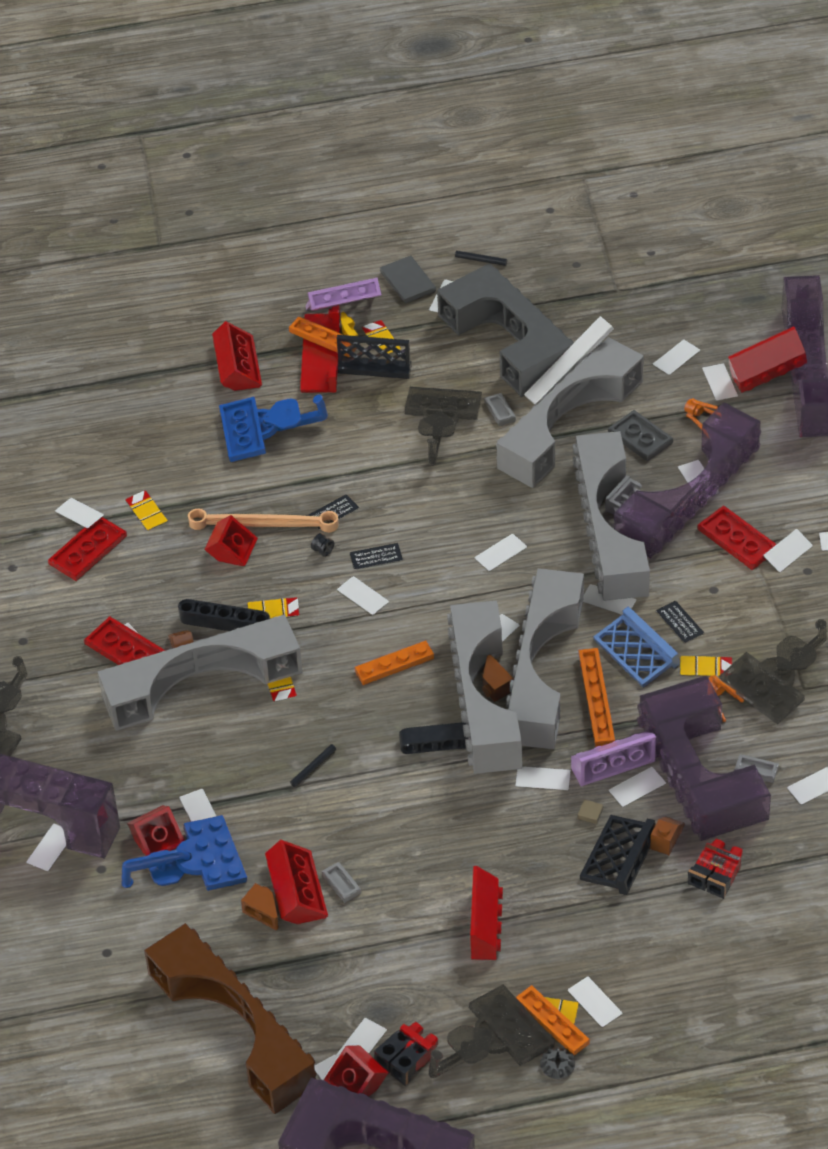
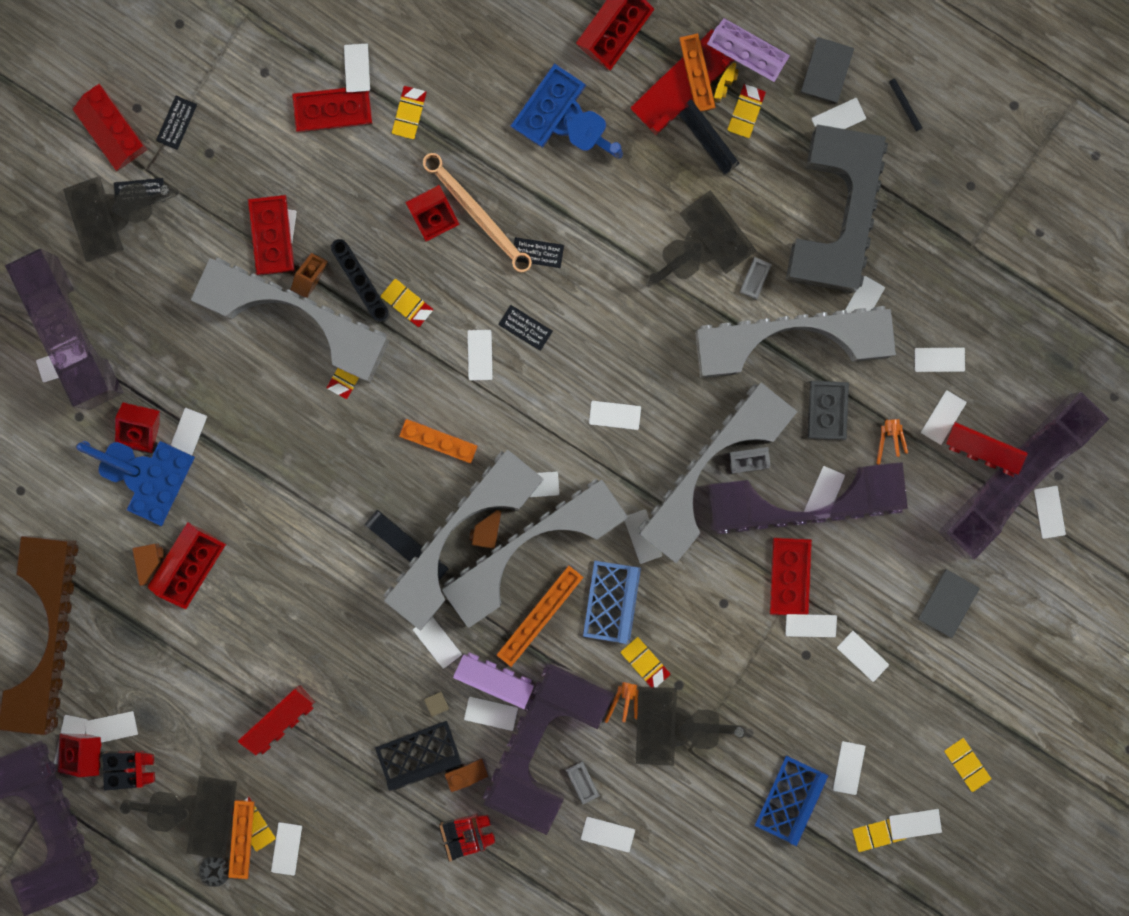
camera: 45 degrees right, 40 degrees up
(313, 765) = (296, 474): black bar -> none
(322, 544) = (493, 280): black wheel -> none
(341, 882) = (220, 591): light grey tile -> none
(569, 360) = (841, 297): white tile -> none
(680, 621) = (670, 606): black sticker -> none

